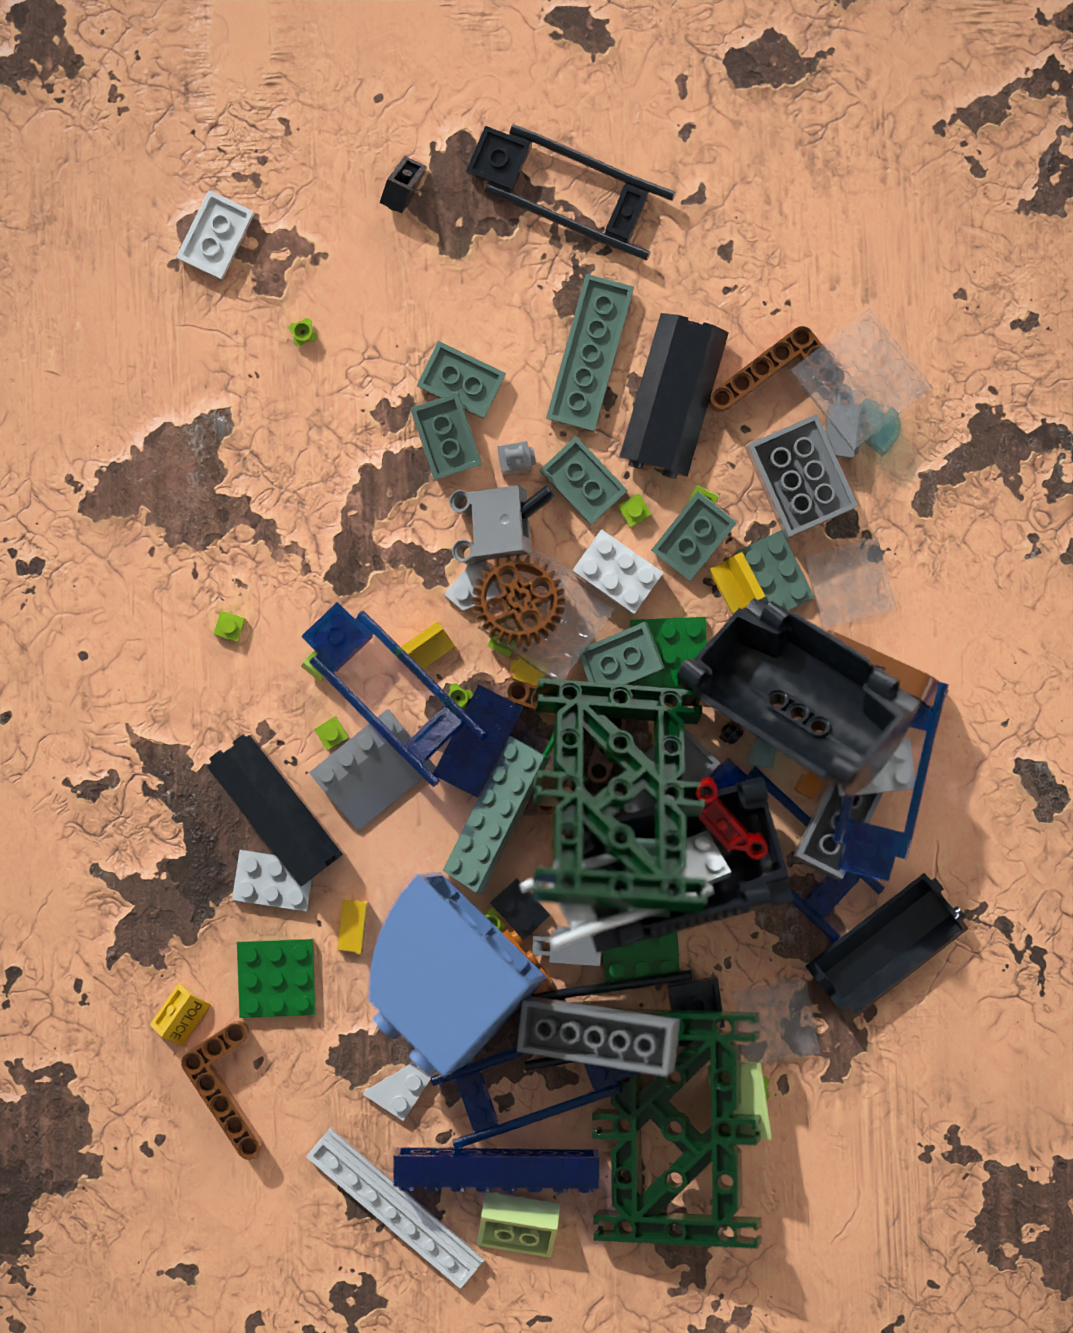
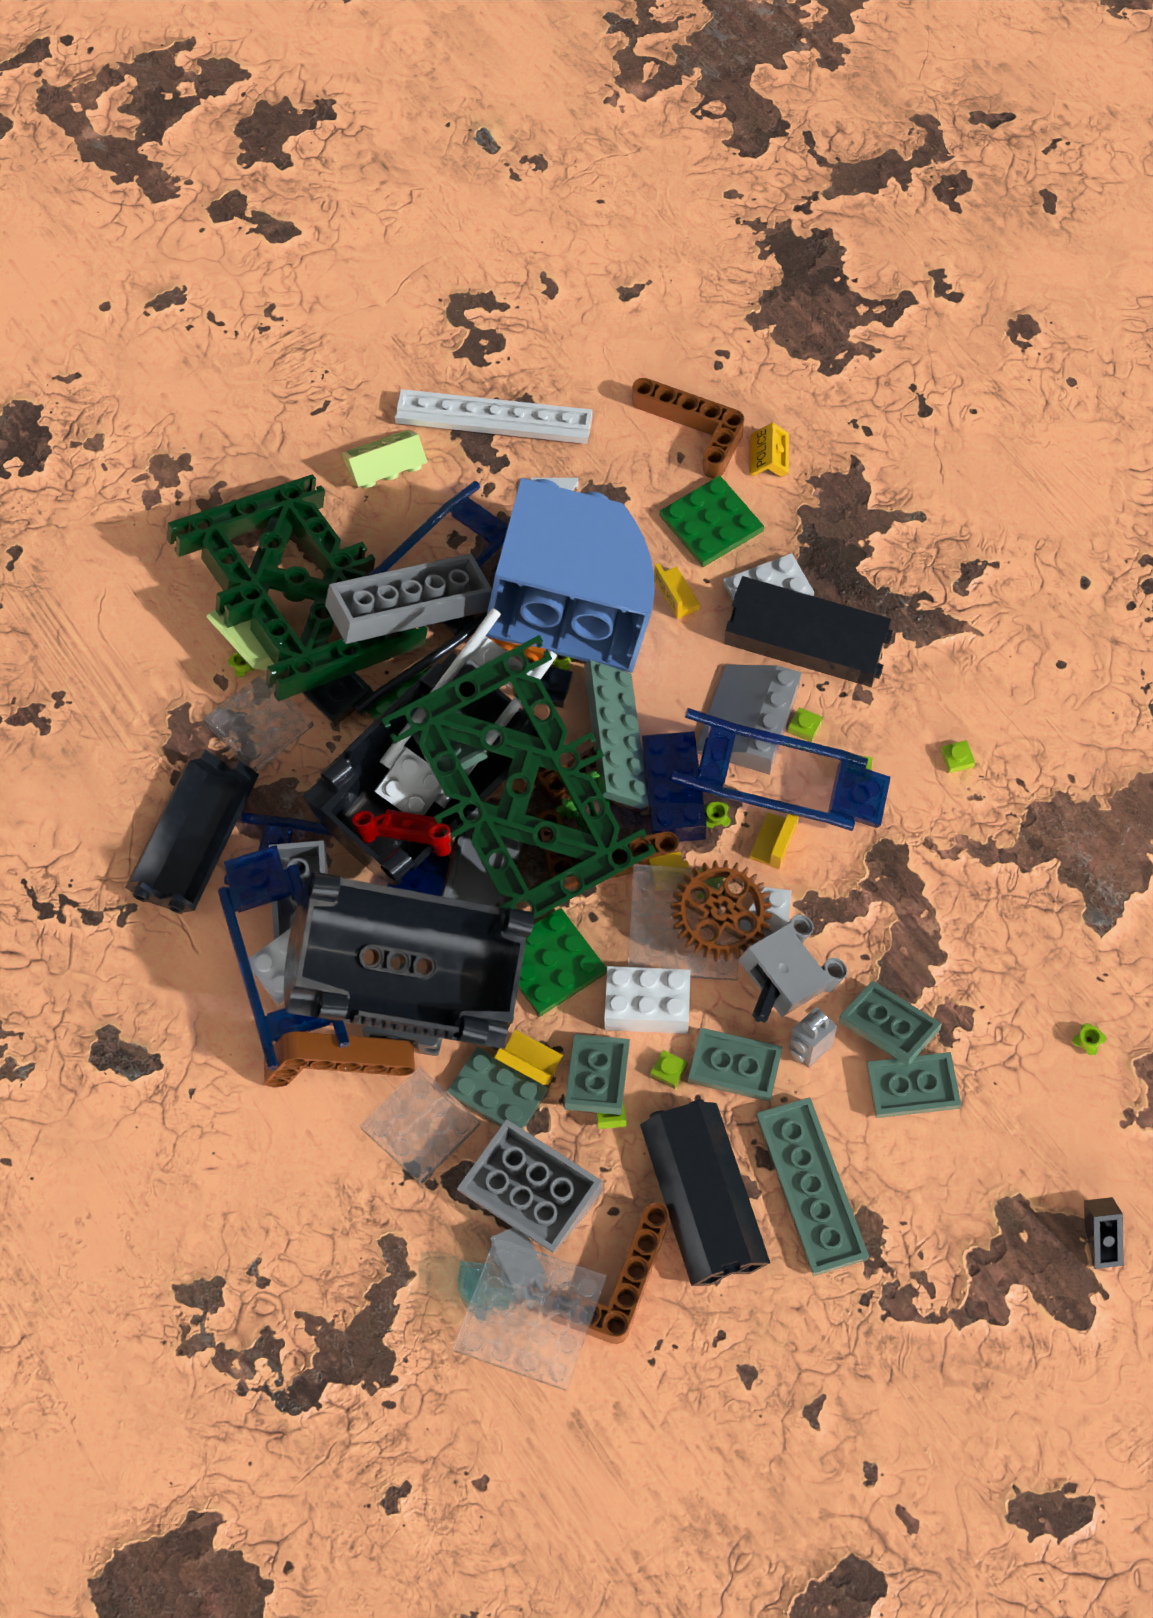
camera: 150 degrees right, 25 degrees down
(496, 1169) = (428, 479): clear blue brick -> none
(501, 159) = (1029, 1314): black plate -> none
(623, 657) = (591, 925): sand green plate -> none

